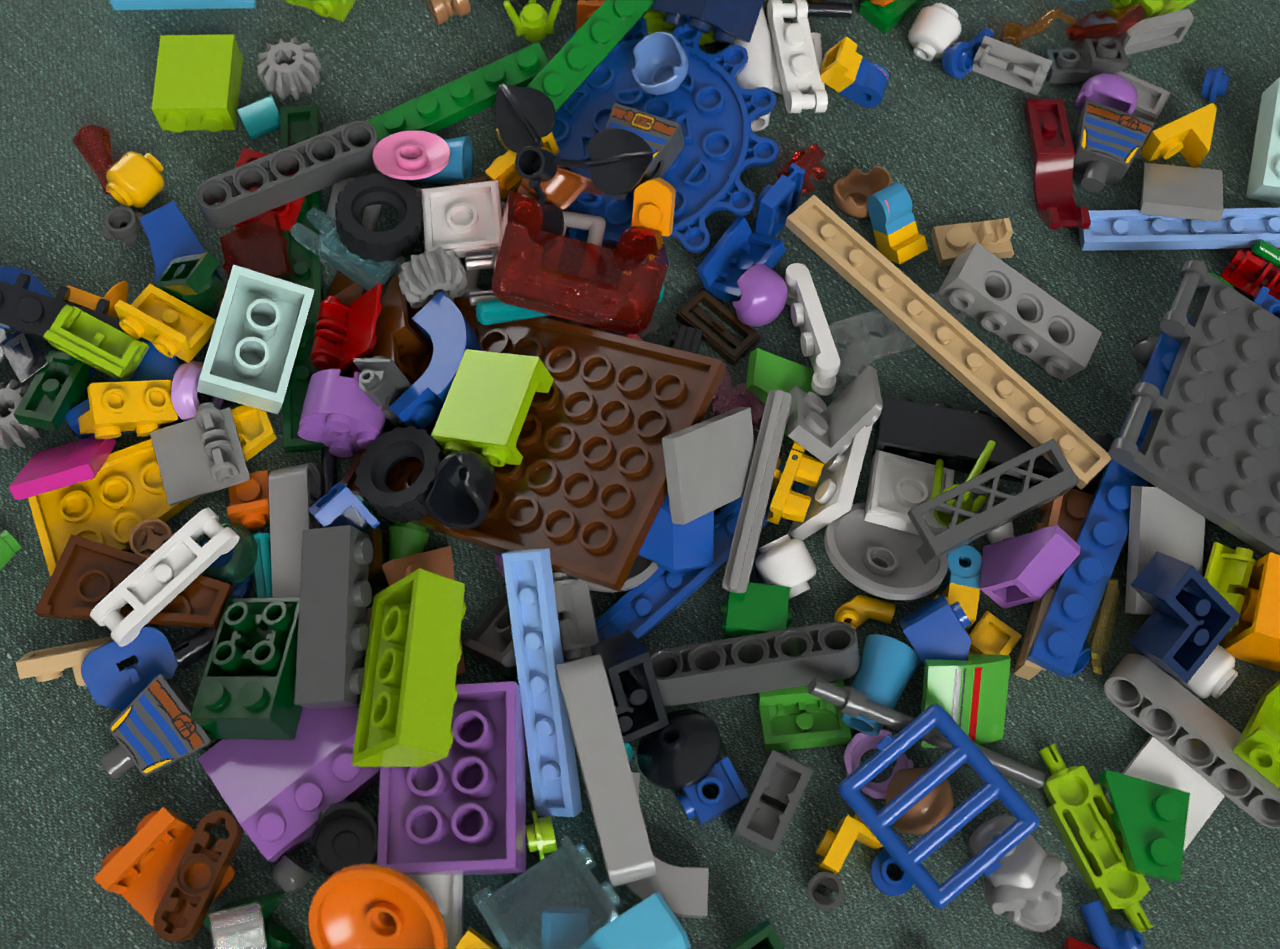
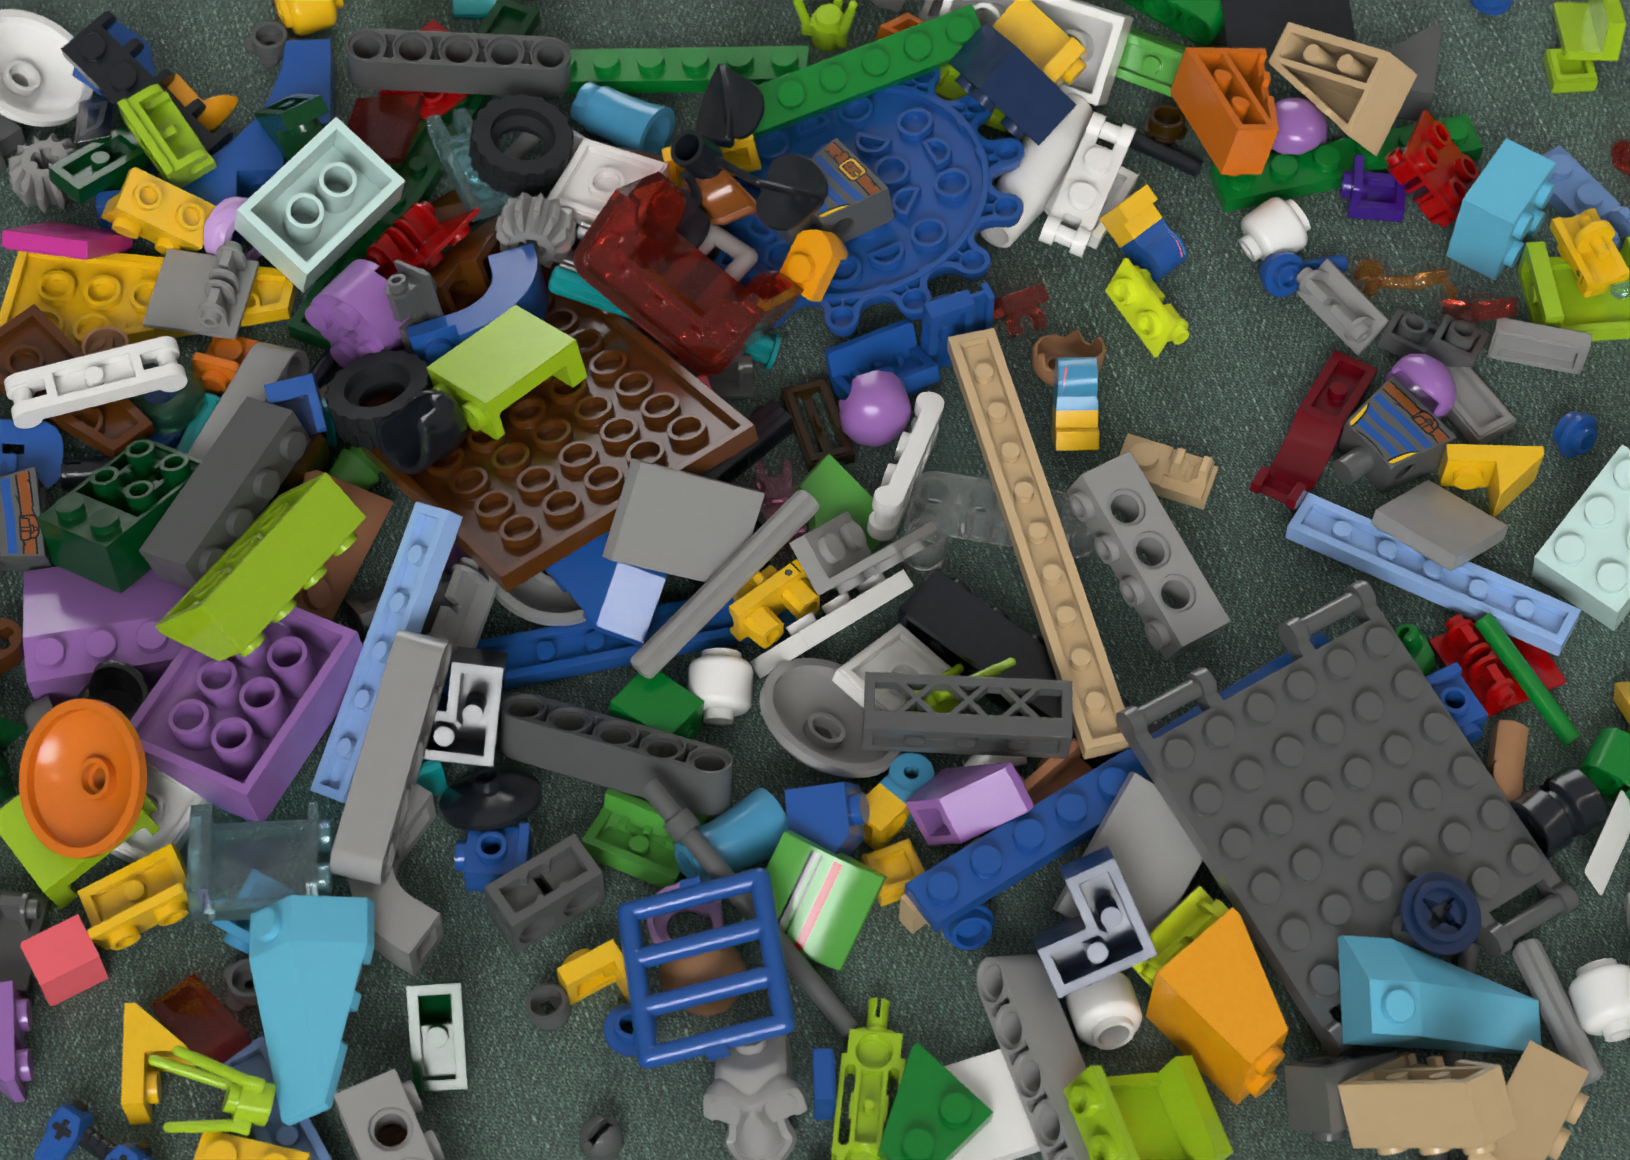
camera: 30 degrees right, 10 degrees down
(166, 322) = (243, 147): yellow bracket -> none
(411, 155) = (593, 98): bright pink dish -> none
(541, 835) = (295, 800): lime plate -> none
(659, 63) = (915, 122): medium blue hair -> none
(862, 608) = (771, 771): yellow arm -> none
(884, 129) = (1142, 307): none -> neon yellow hinge
(1057, 836) = (823, 1083): none -> blue tile
(1105, 626) = (1018, 908): clear yellow piece -> none

